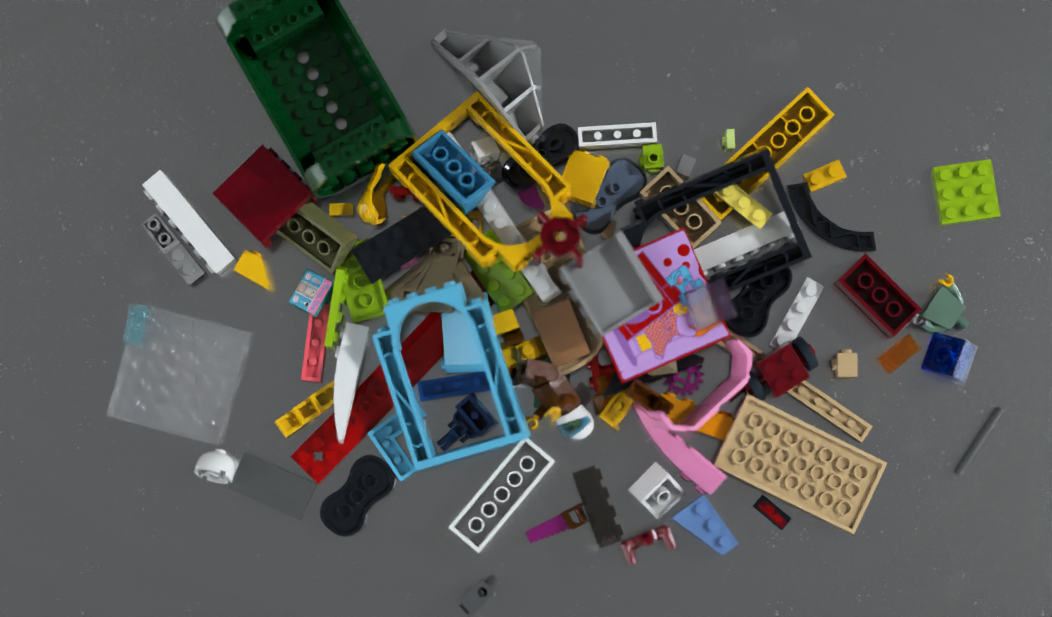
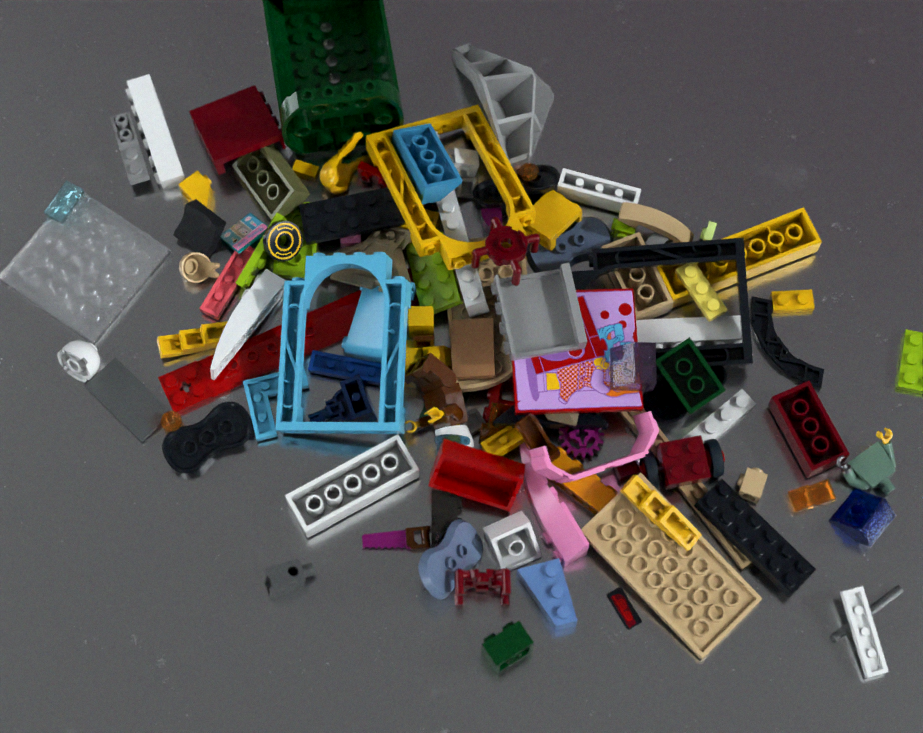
camera: 15 degrees right, 15 degrees down
(271, 305) = (200, 228): none -> black brick
(283, 342) = (197, 267): none -> tan piece
(314, 491) = (168, 417): none -> clear orange plate
(360, 293) = (293, 240): none -> black tile
(546, 139) = (528, 171): none -> clear orange plate
(607, 448) = (477, 475): none -> red piece
(615, 521) = (458, 550): none -> sand blue plate
(680, 149) = (655, 220): none -> tan slope
(687, 587) = (507, 646): none -> dark green brick
(761, 292) = (689, 376): none -> dark green brick
(777, 424) = (662, 514): none -> yellow slope
(863, 411) = (755, 538): none -> black plate
(982, 461) = (864, 632): none -> white plate

